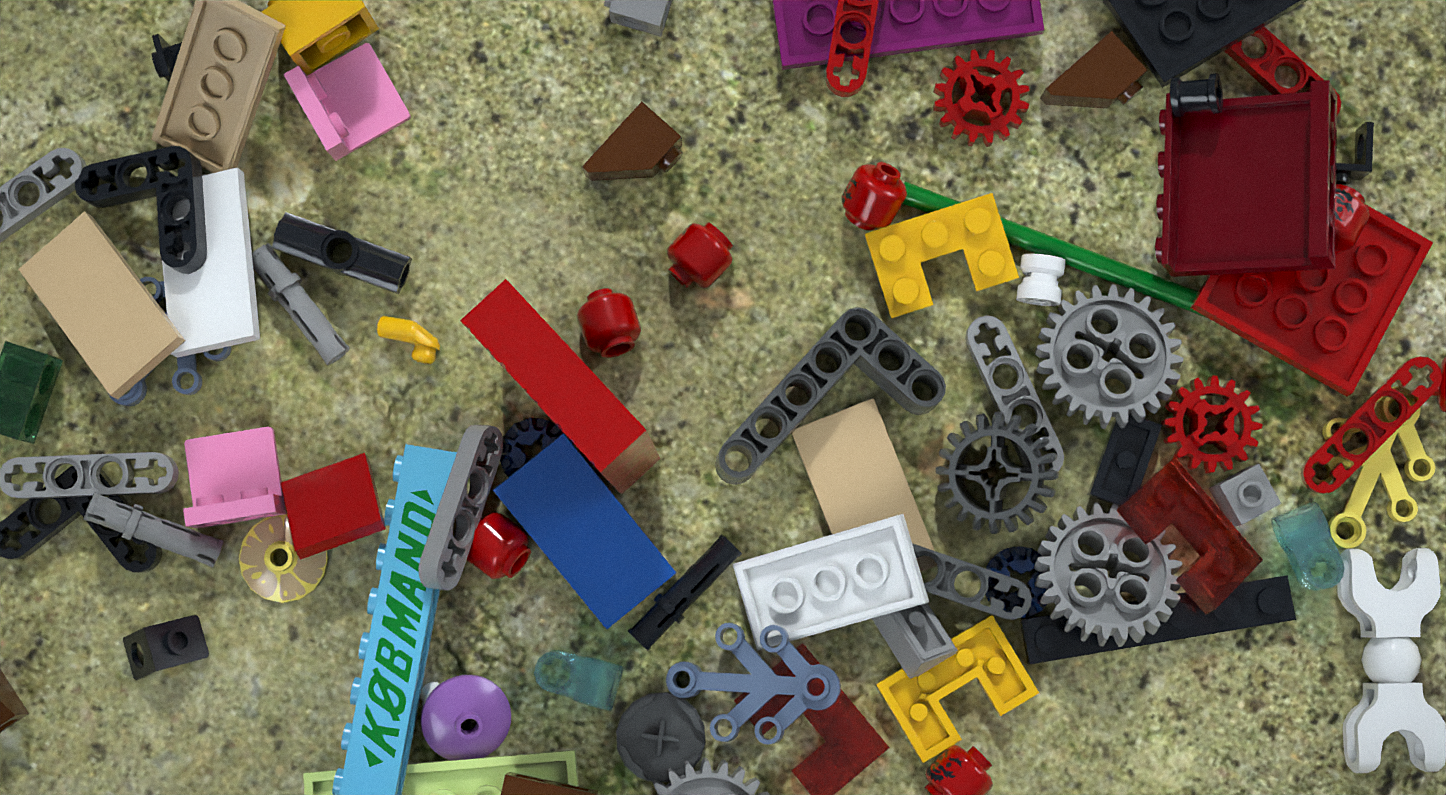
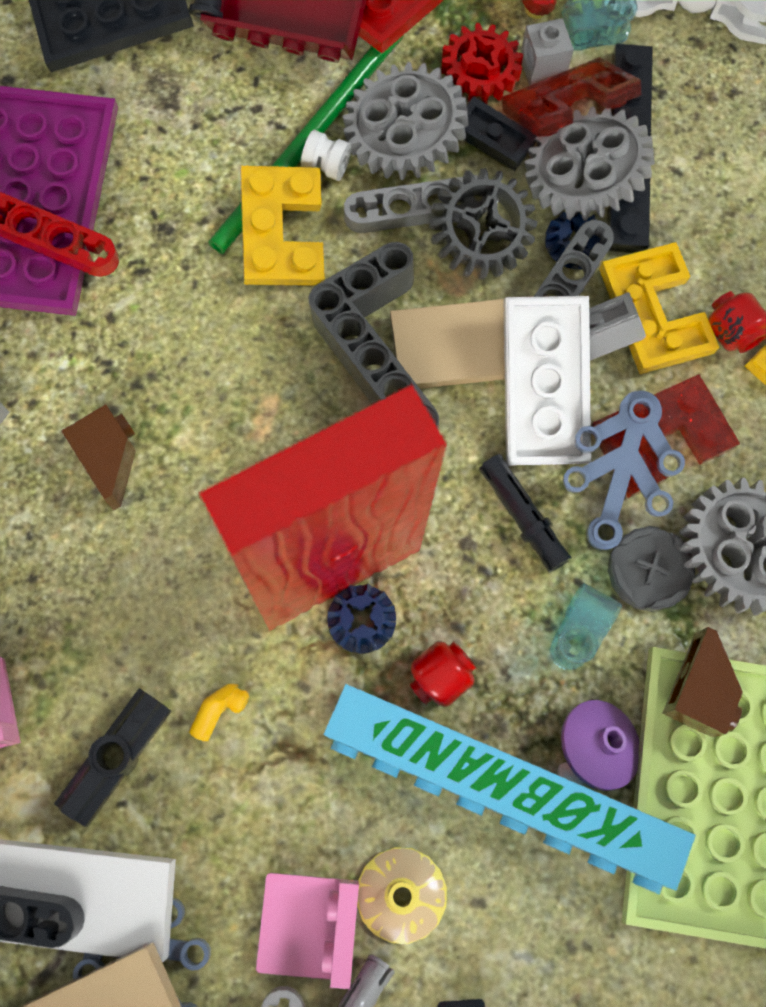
camera: 85 degrees left, 10 degrees down
(304, 312) = (143, 818): light grey pin -> none
(332, 506) = (365, 827): red tile -> none
(444, 554) = (401, 694): light grey beam -> none
(584, 531) = (446, 587): blue tile -> none
(699, 255) = (220, 421): red head -> none
(873, 196) = (213, 262): red head -> none
(970, 82) = (156, 161): red gear -> none
(1098, 78) = (169, 70): reddish brown slope -> none

